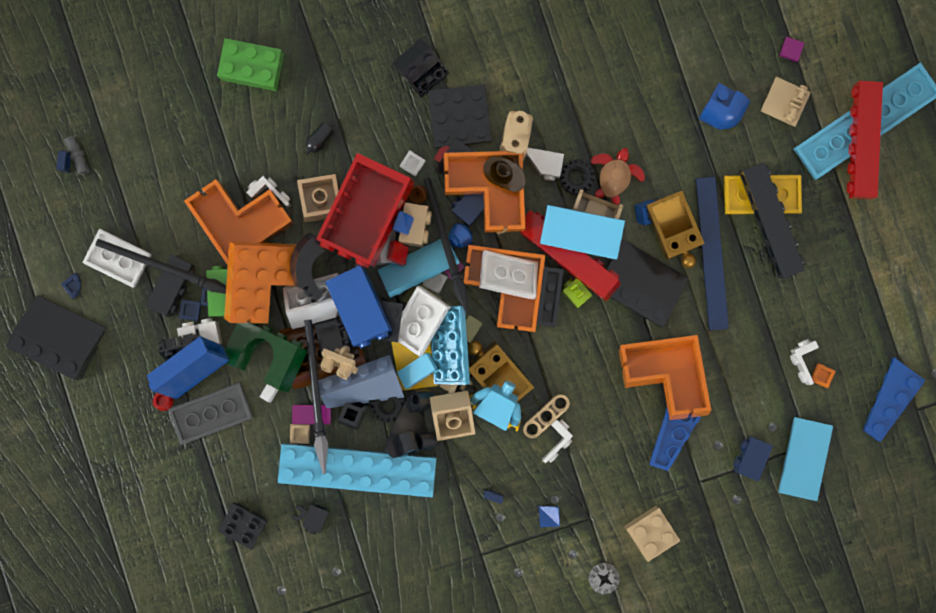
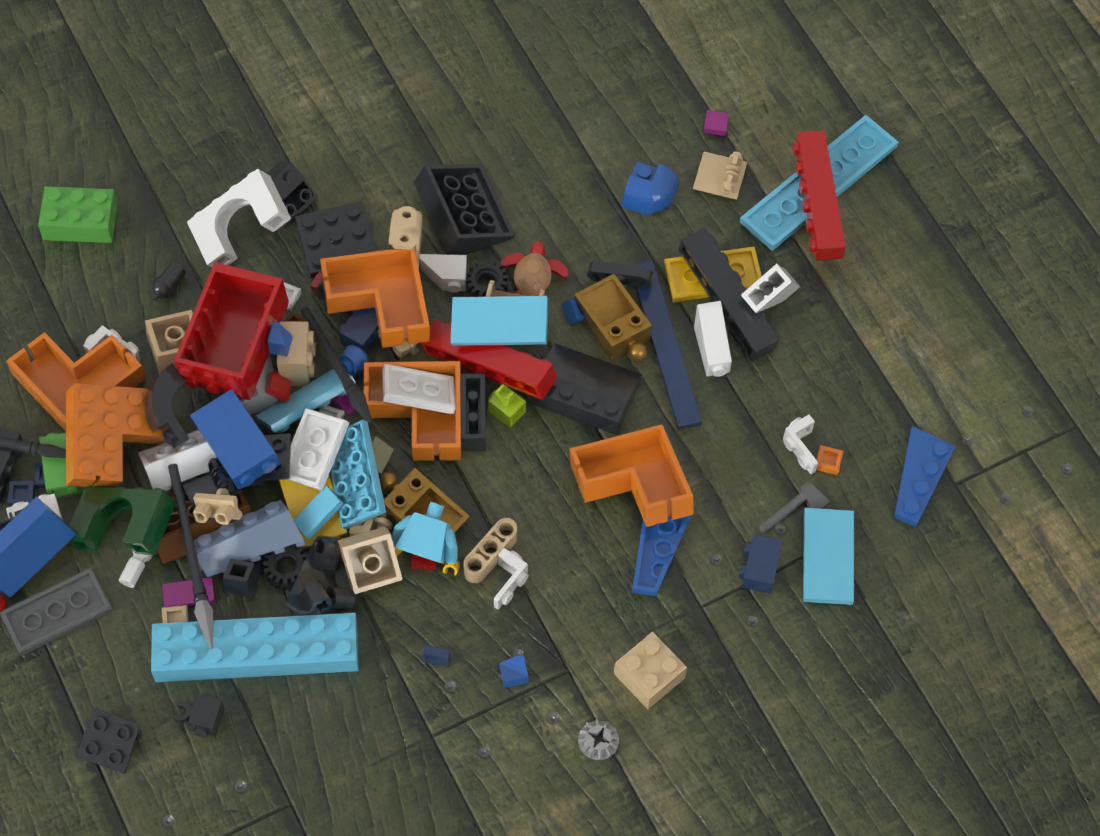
camera: 10 degrees left, 25 degrees down
(358, 93) = (211, 223): none -> white arch
(504, 173) = (396, 272): dark brown piece -> none
(567, 103) = (462, 207): none -> black slope
(687, 188) = (626, 274): none -> black beam
(751, 261) = (712, 339): none -> white slope
(800, 402) = (807, 493): none -> dark grey piece
(808, 226) = (770, 289): none -> white slope

